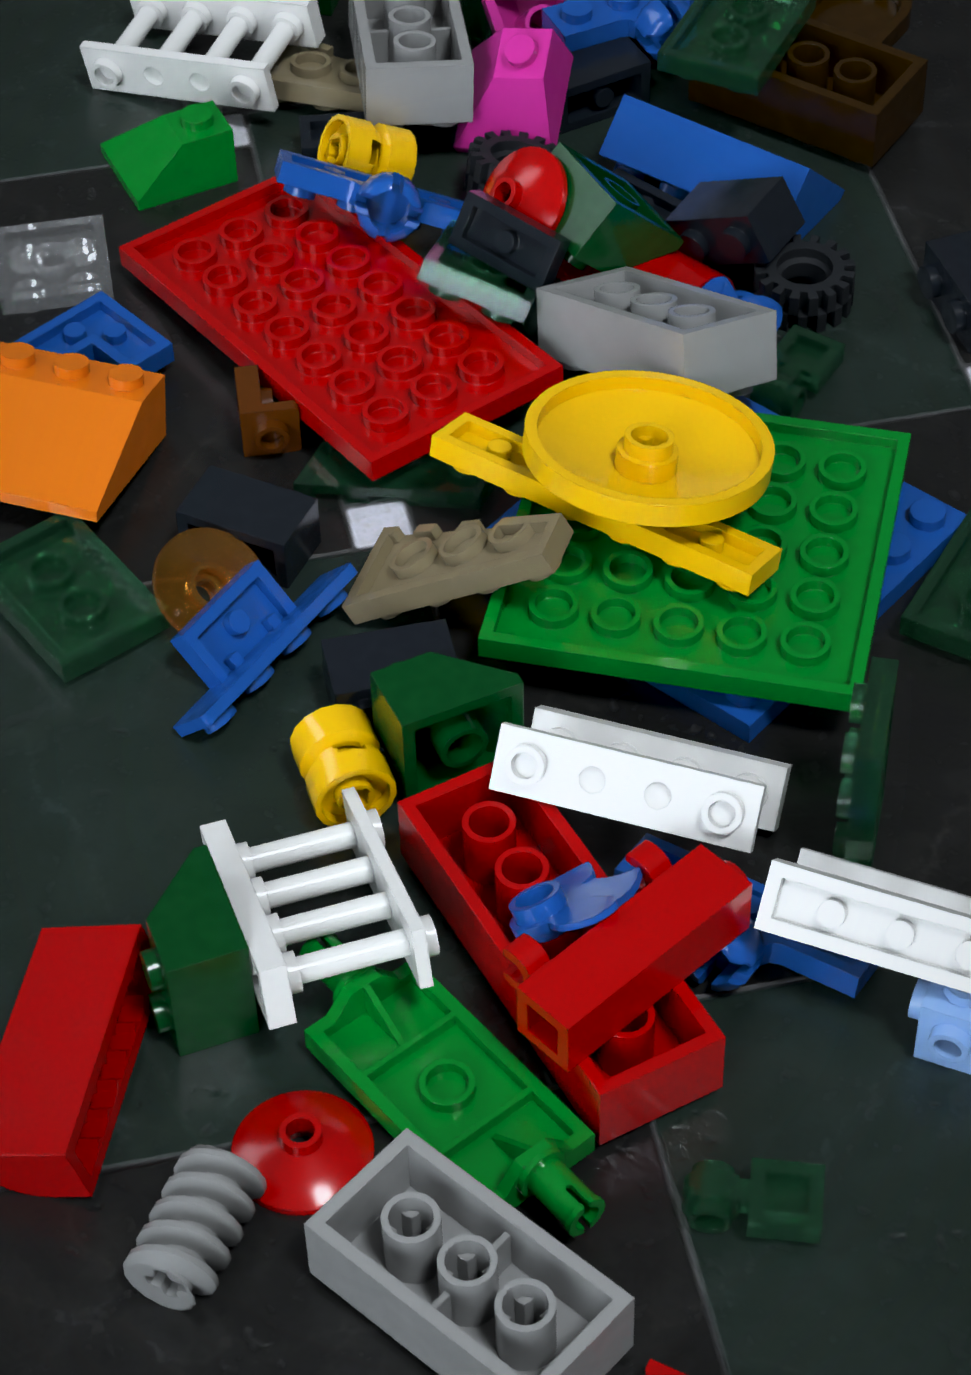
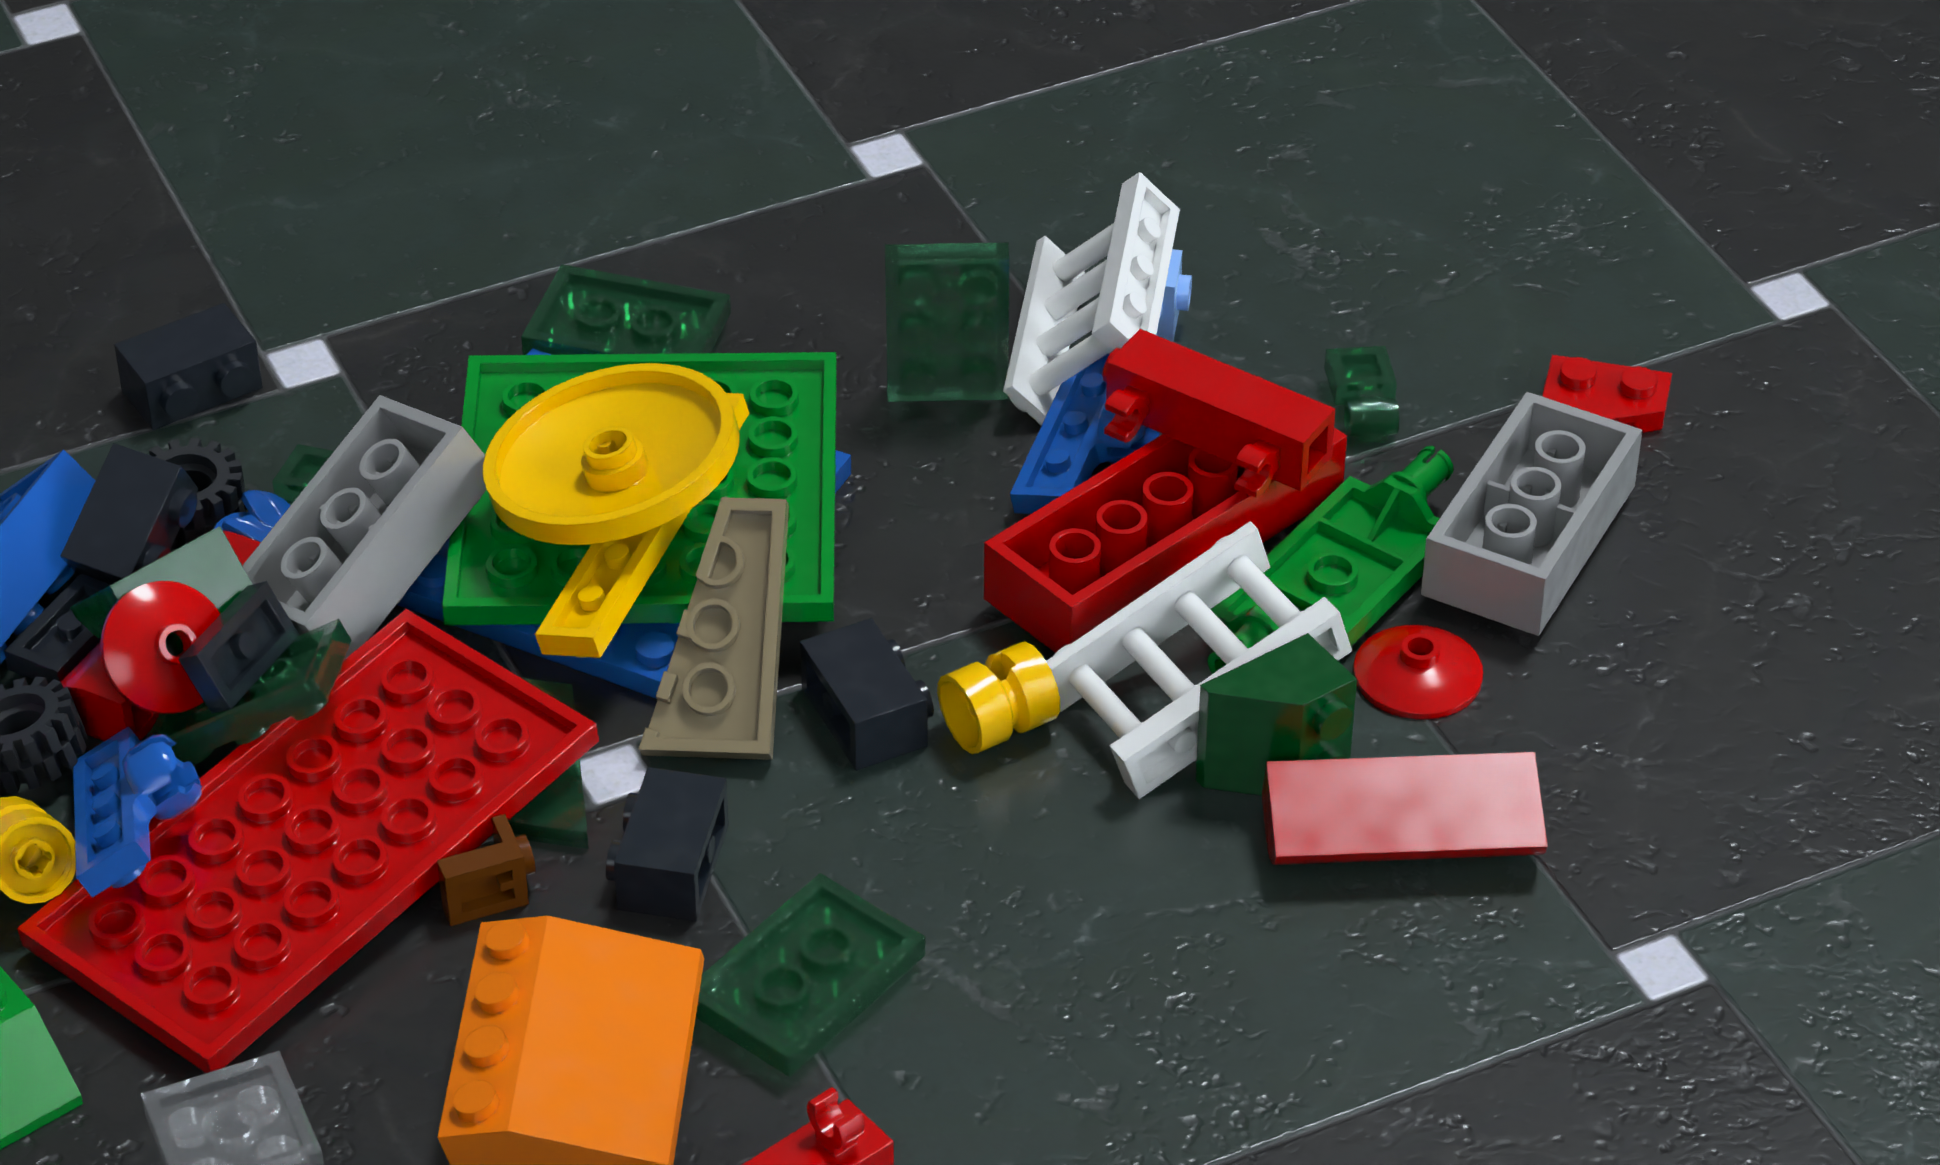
camera: 105 degrees left, 5 degrees down
(103, 333) = (367, 1059): blue plate -> none
(194, 1227) = (1541, 687): light grey piece -> none
(195, 559) = (776, 852): clear orange dish -> none
(244, 632) = (845, 800): blue bracket -> none
(441, 717) = (953, 607): dark green slope -> none
(570, 902) = (1171, 445): blue plate -> none
(641, 777) = (937, 458): white fence -> none

